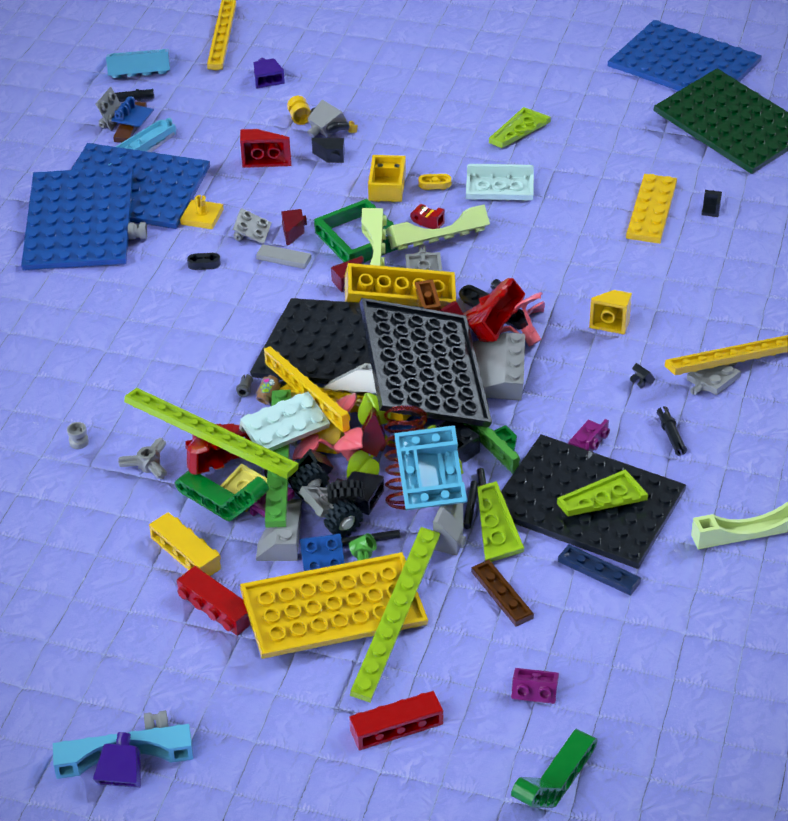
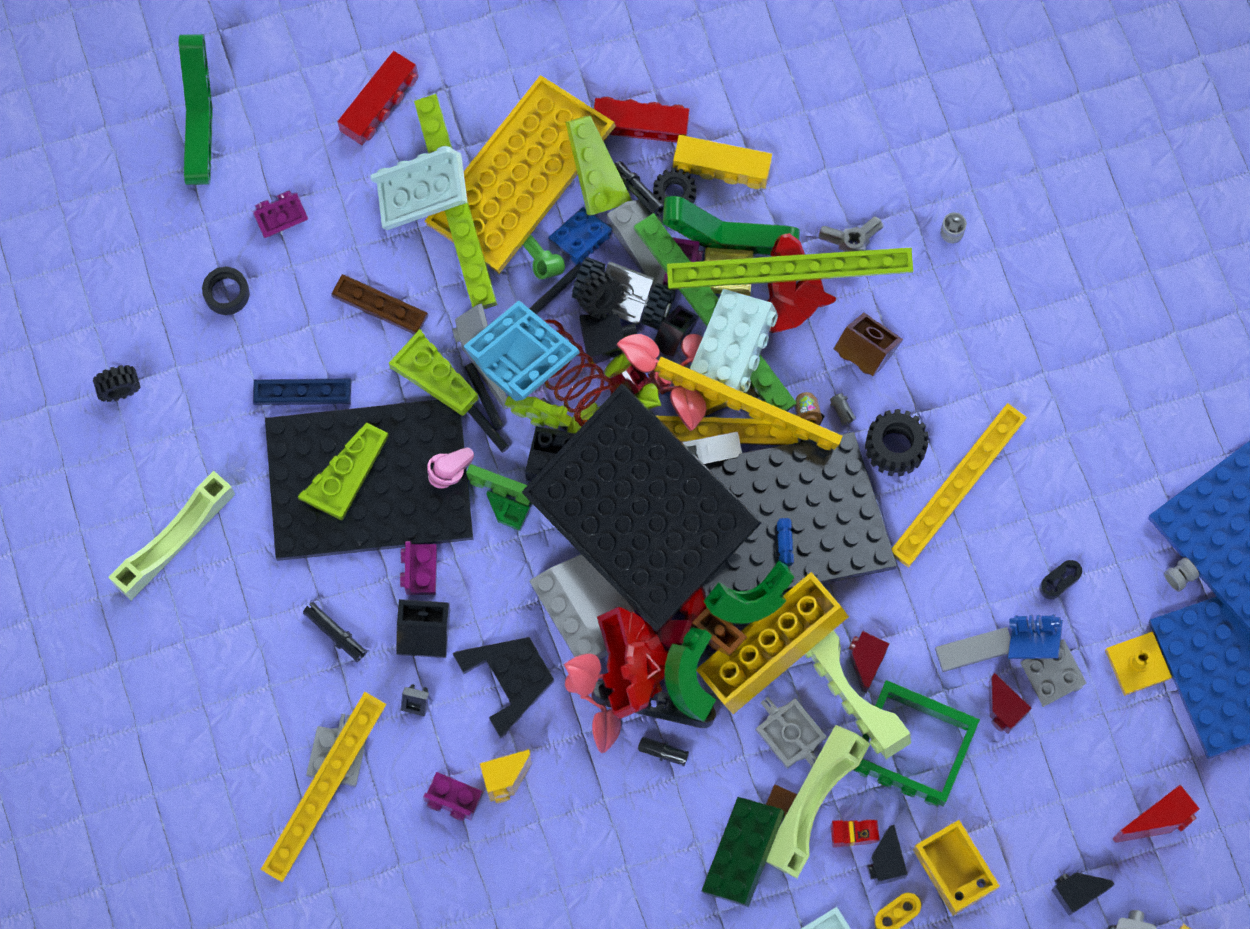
camera: 145 degrees right, 30 degrees up
(198, 399) = (867, 344): none -> reddish brown slope
(213, 321) = (958, 485): none -> yellow plate
(231, 350) = (901, 424): none -> black tyre
(234, 556) = (678, 178): none -> black tyre
(247, 237) = (1035, 637): none -> blue hinge
(258, 563) = (645, 196): none -> black pin
(278, 569) = (596, 171): none -> lime wing
(349, 317) = (785, 541): none -> blue axle
(399, 295) = (751, 604): none -> green arch
(416, 626) = (420, 187): none -> light aqua bracket
(419, 195) = (887, 860): none -> black slope
(456, 247) = (781, 798): none -> reddish brown tile
(460, 289) = (682, 675): none -> green arch
(497, 232) = (743, 851): none -> dark green plate
(529, 462) = (449, 467): none -> bright pink piece
(564, 363) = (517, 670): none -> black wing
(608, 404) = (422, 628): none -> black slope
(618, 642) = (225, 273): none -> black tyre
(653, 326) = (452, 796): none -> magenta bracket
(733, 621) = (116, 383): none -> black tyre

